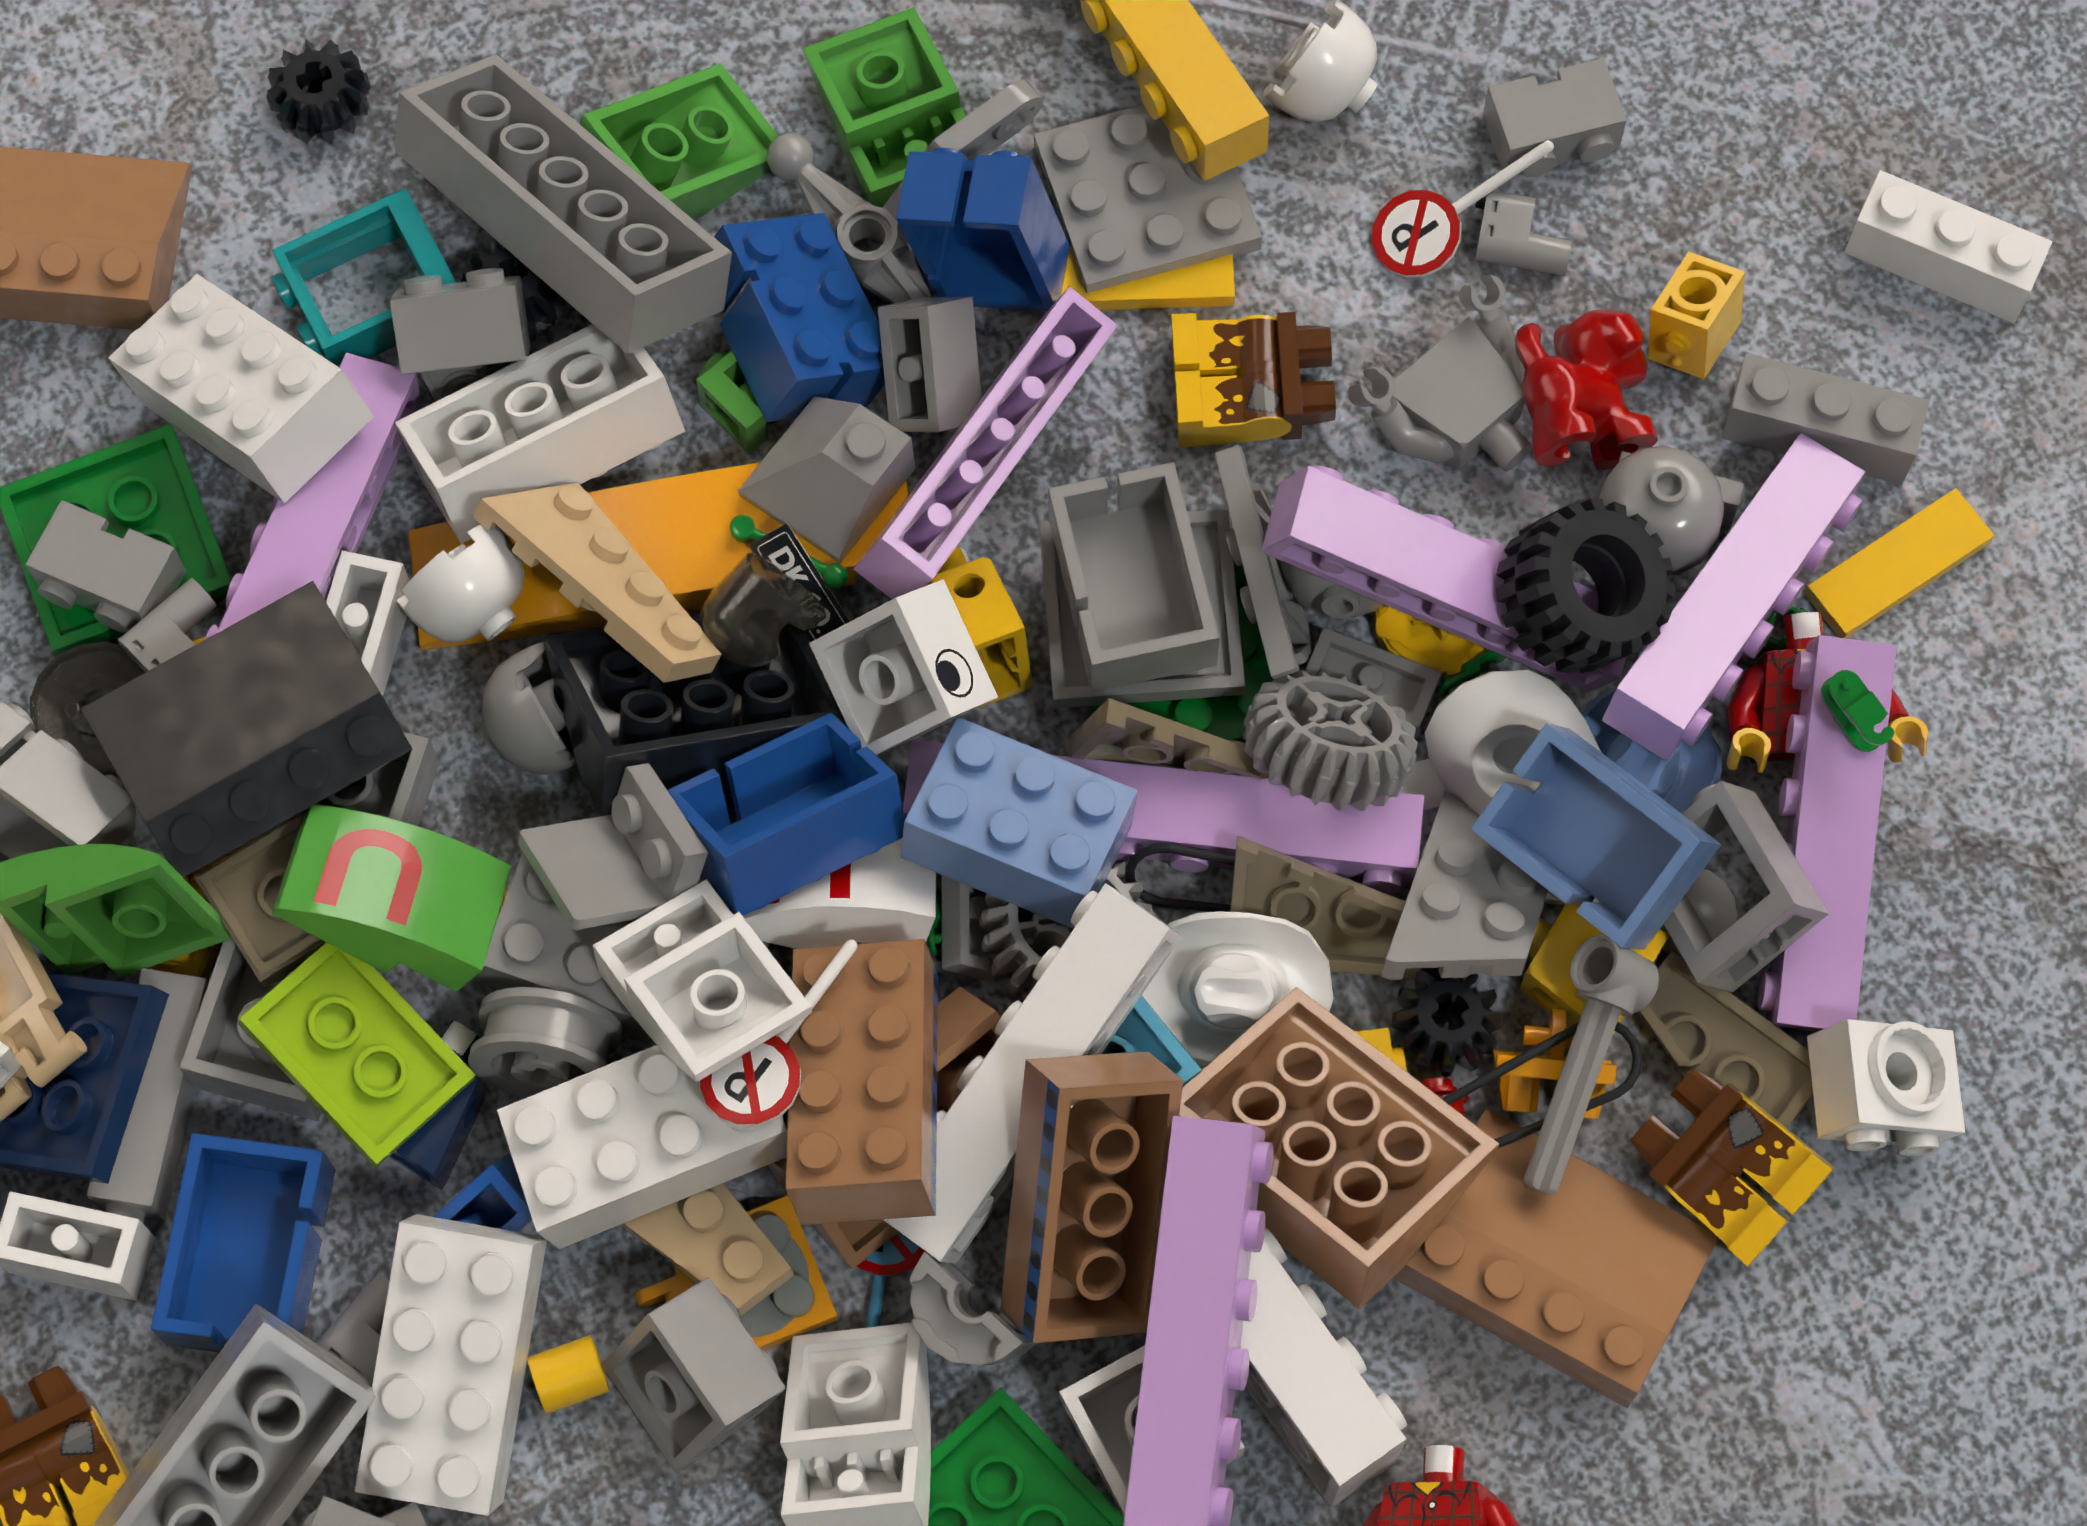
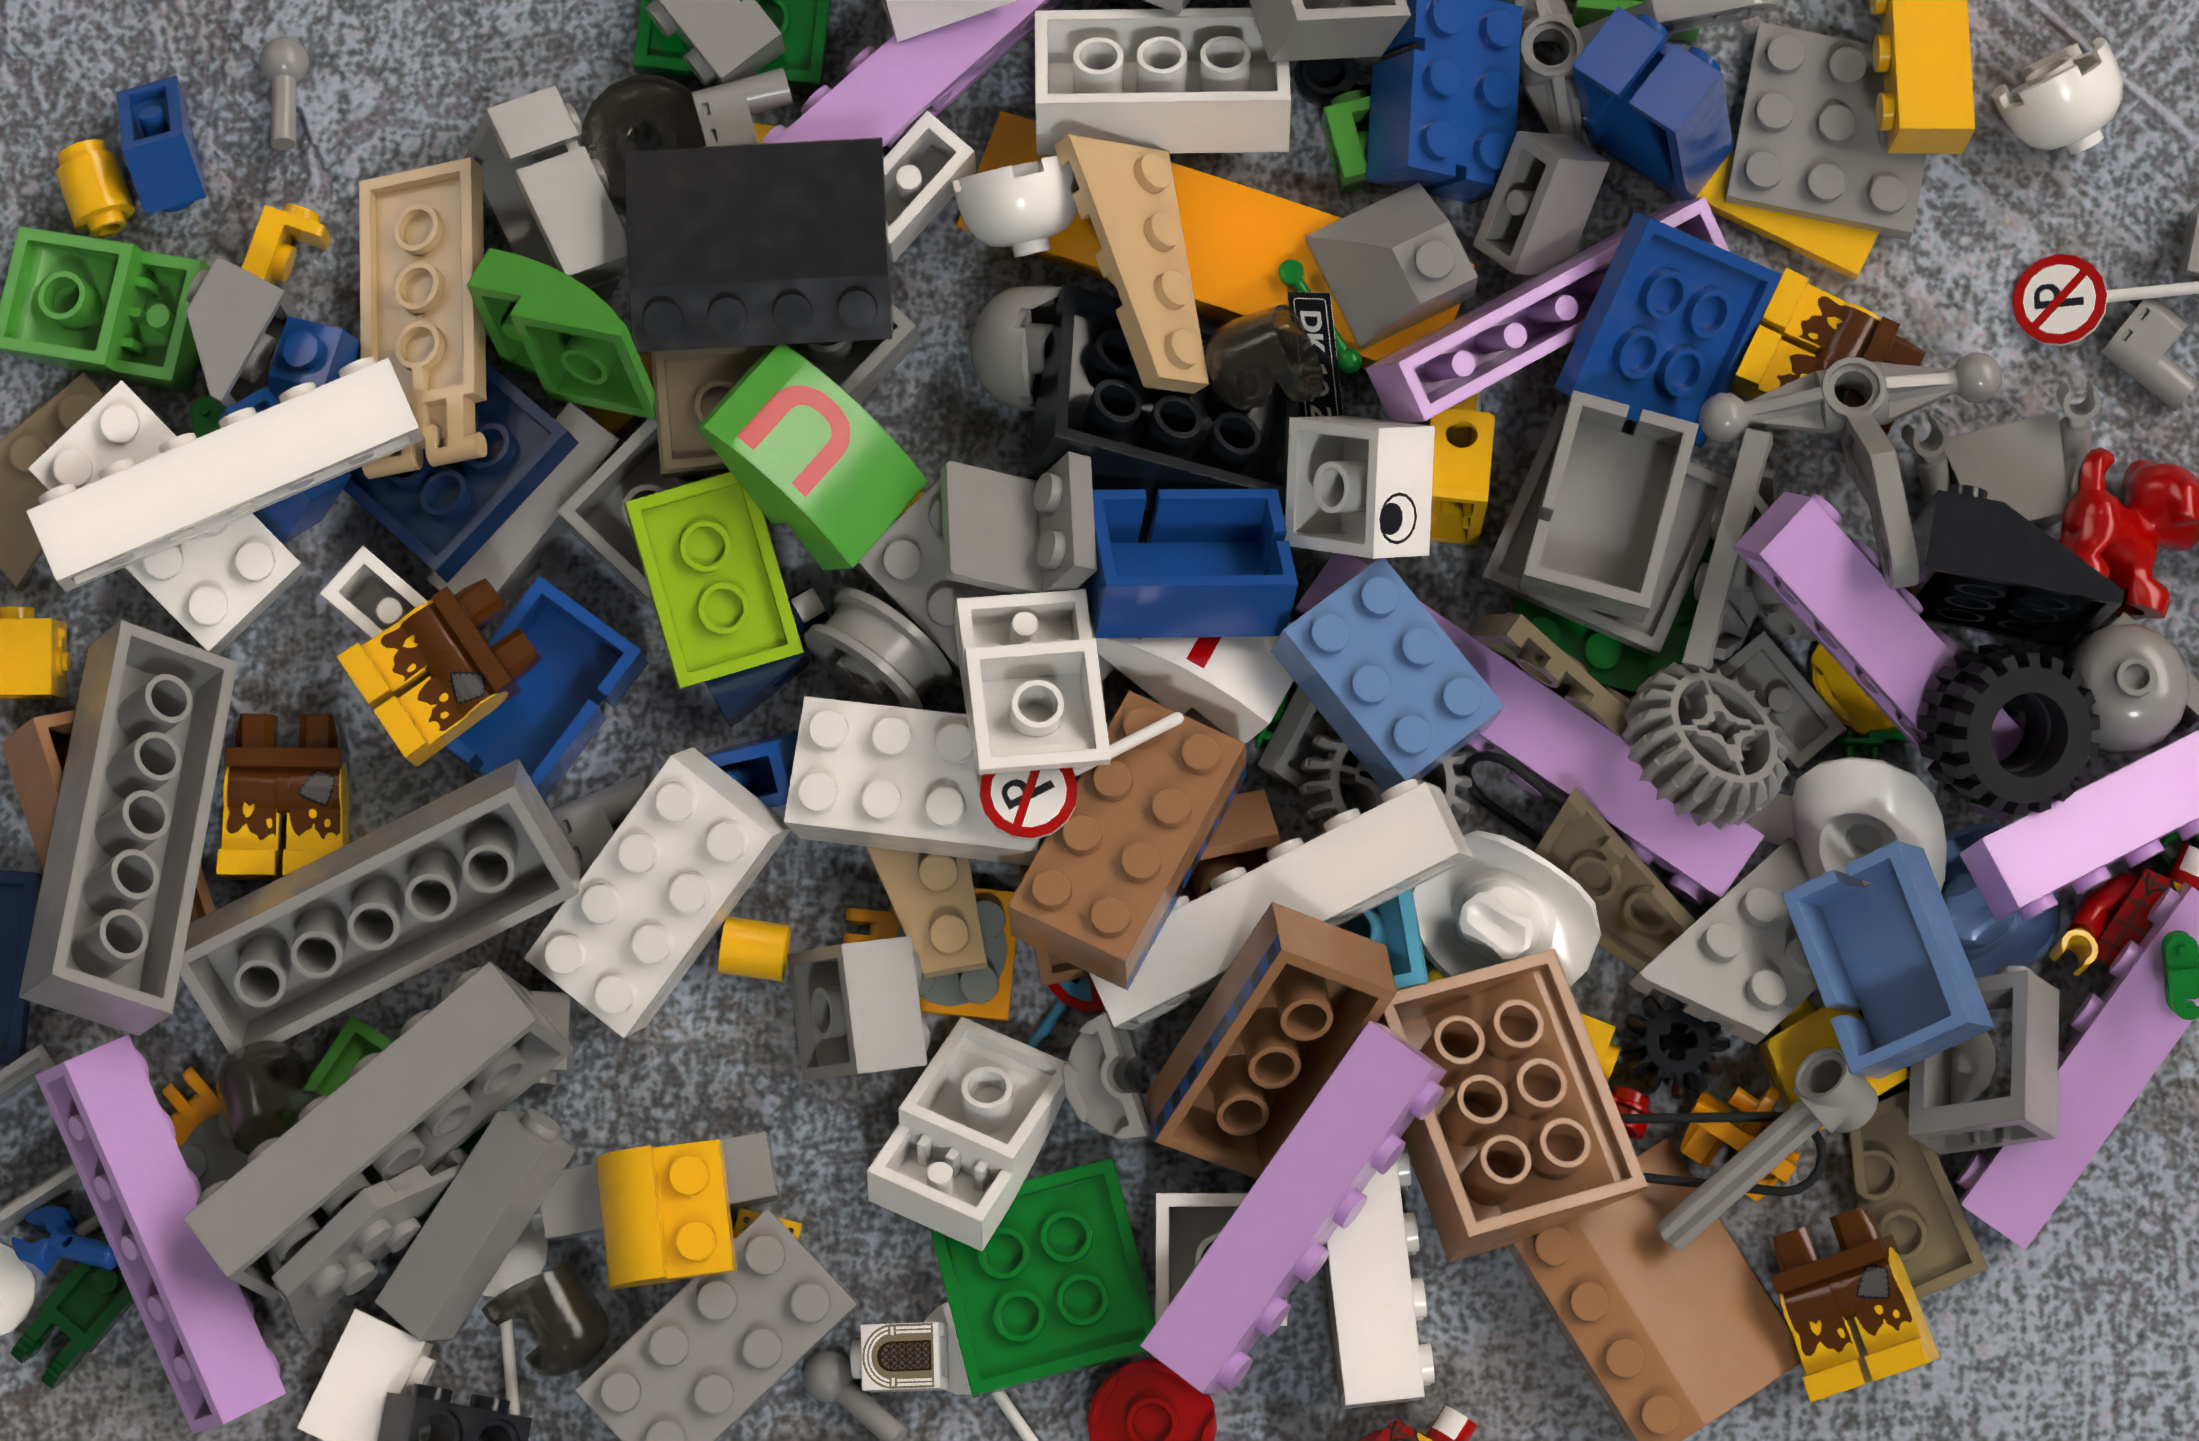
camera: 30 degrees right, 10 degrees up
(138, 1262) = (438, 671): none -> hips
(684, 355) = (1326, 78): none -> black plate
(1095, 397) = (1668, 323): none -> blue plate
(1328, 416) = (1869, 456): none -> light grey piece
(1505, 454) = (2003, 574): none -> black slope
(1886, 1086) = (1993, 1317): white brick -> none

